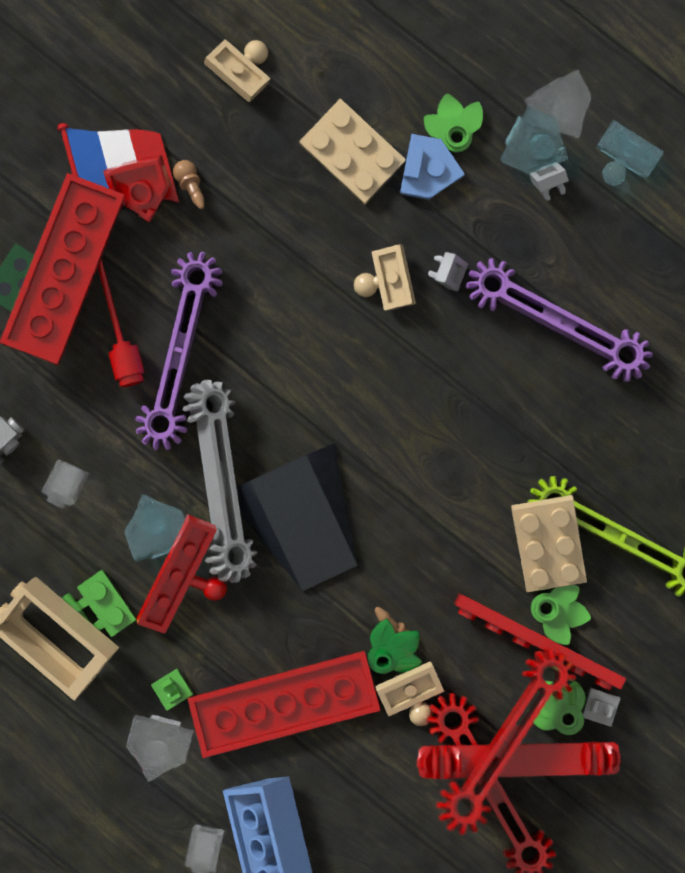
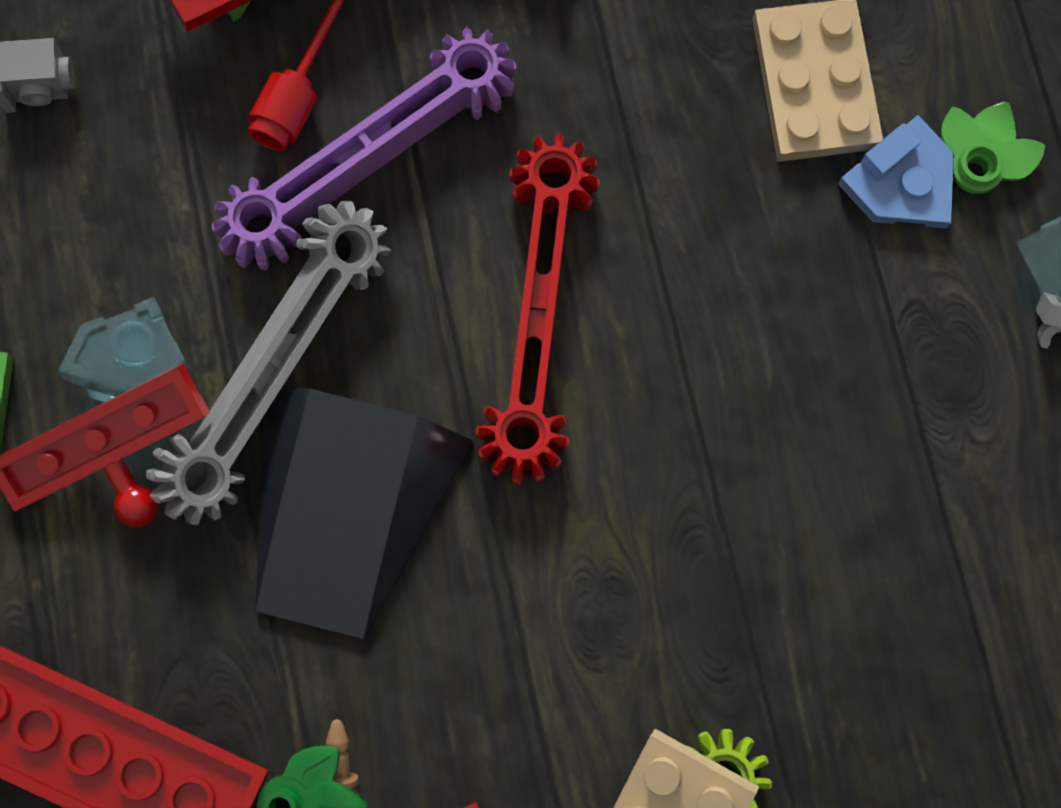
camera: 35 degrees right, 10 degrees down
(64, 484) = (61, 198): clear brick -> none
(313, 359) = (538, 306): none -> red arm
(391, 279) = (735, 282): tan plate -> none
(450, 271) = (828, 333): light grey tile -> none
(559, 320) = (934, 526): medium lavender arm -> none

